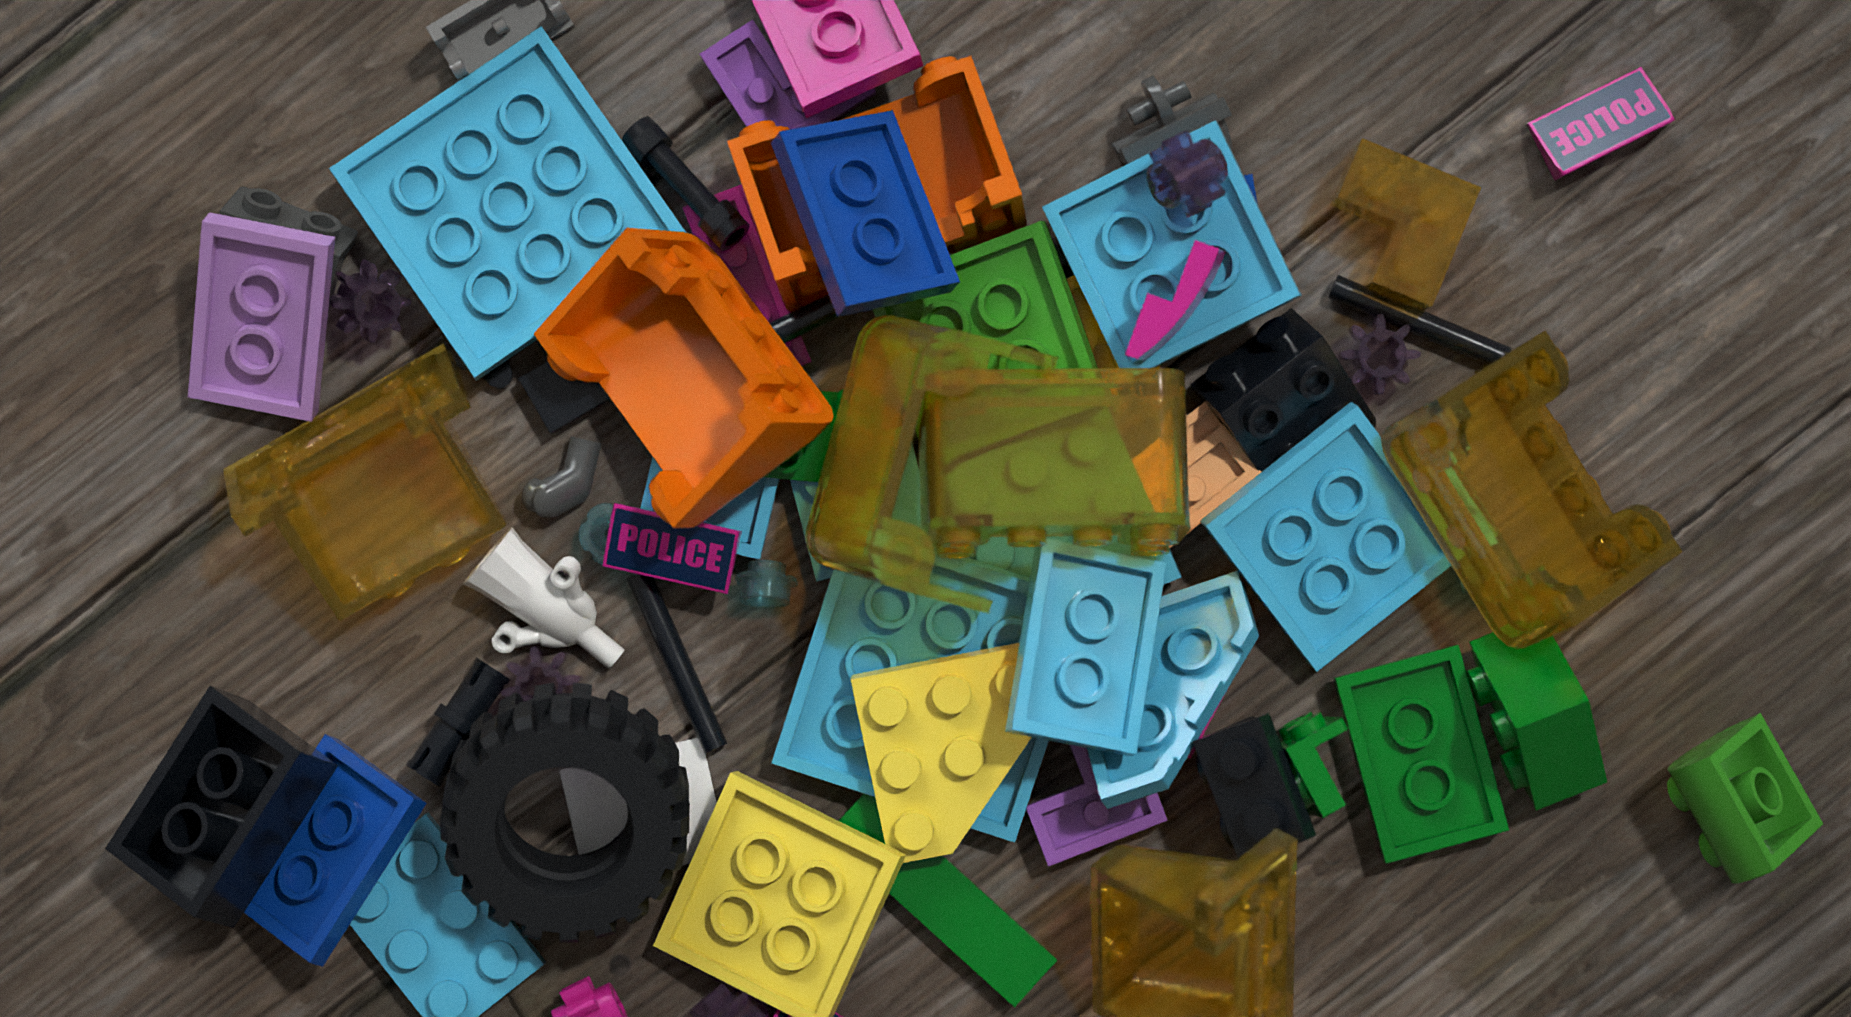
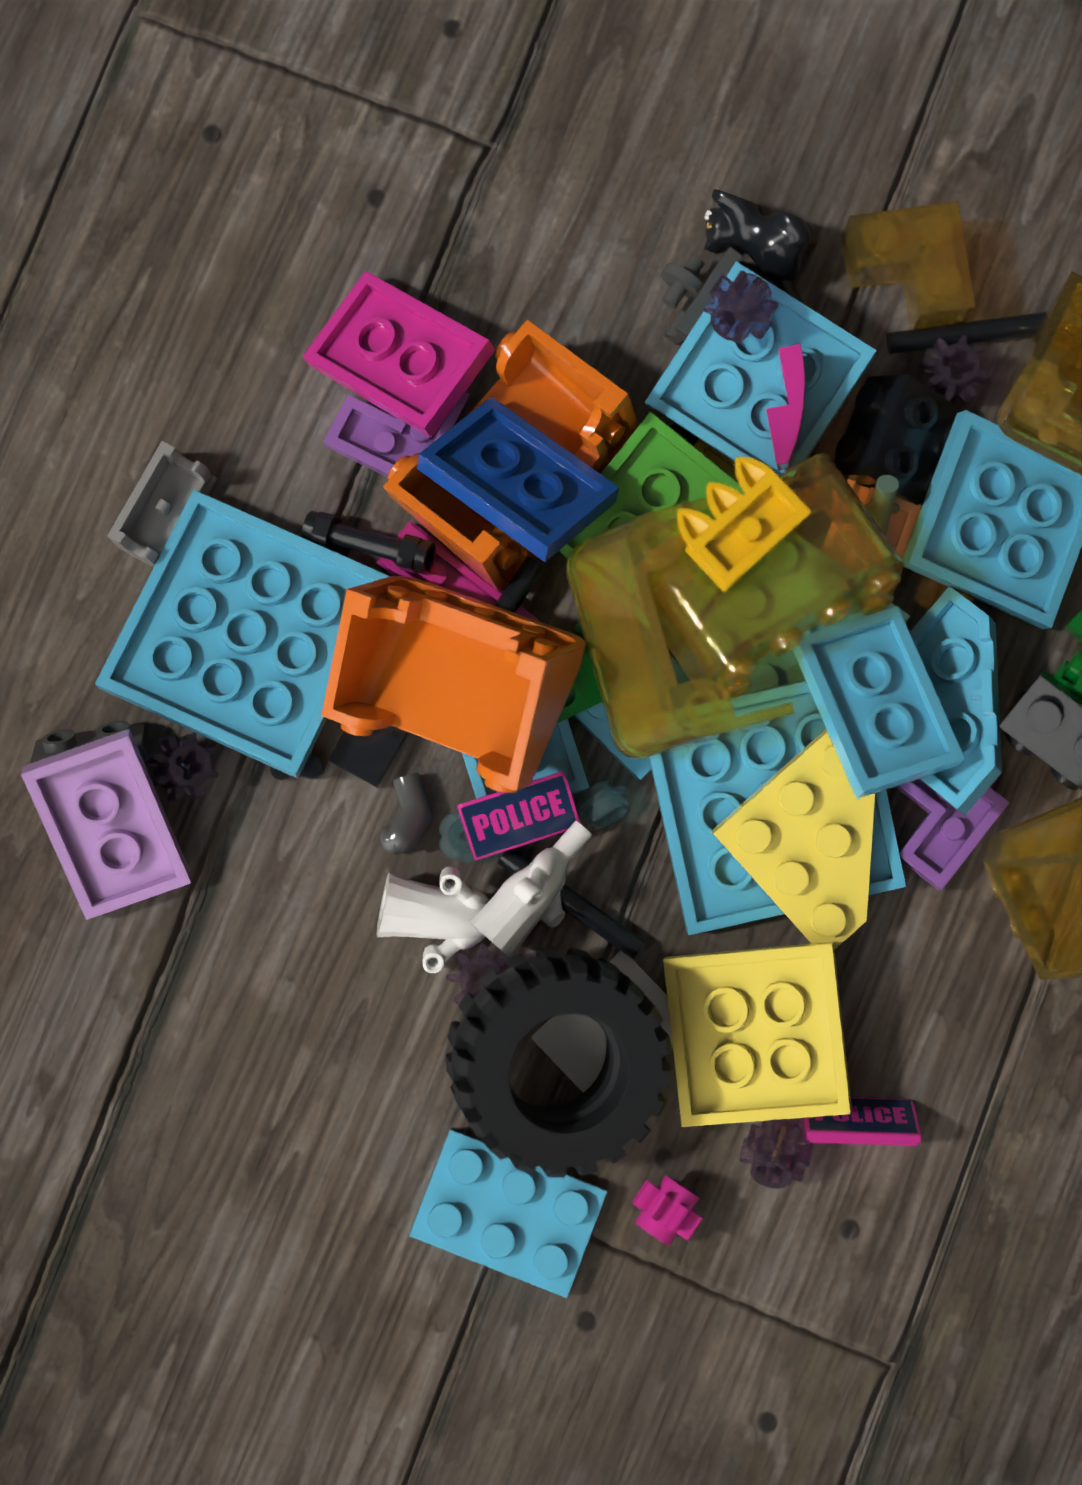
camera: 30 degrees left, 5 degrees down
(221, 807) = (292, 1216): black brick -> none
(335, 855) = (389, 1203): blue plate -> none
(372, 486) = (266, 903): clear yellow windscreen -> none
(455, 720) = (432, 1044): black pin -> none
(635, 633) = (530, 894): none -> white piece
(962, 915) = (899, 966): green tile -> none
(1047, 401) = (744, 524): none -> yellow plate
(1211, 455) = (882, 502): none -> sand green bar
(1274, 117) = (774, 241): none -> black animal
(1599, 123) = (1009, 115): slope -> none

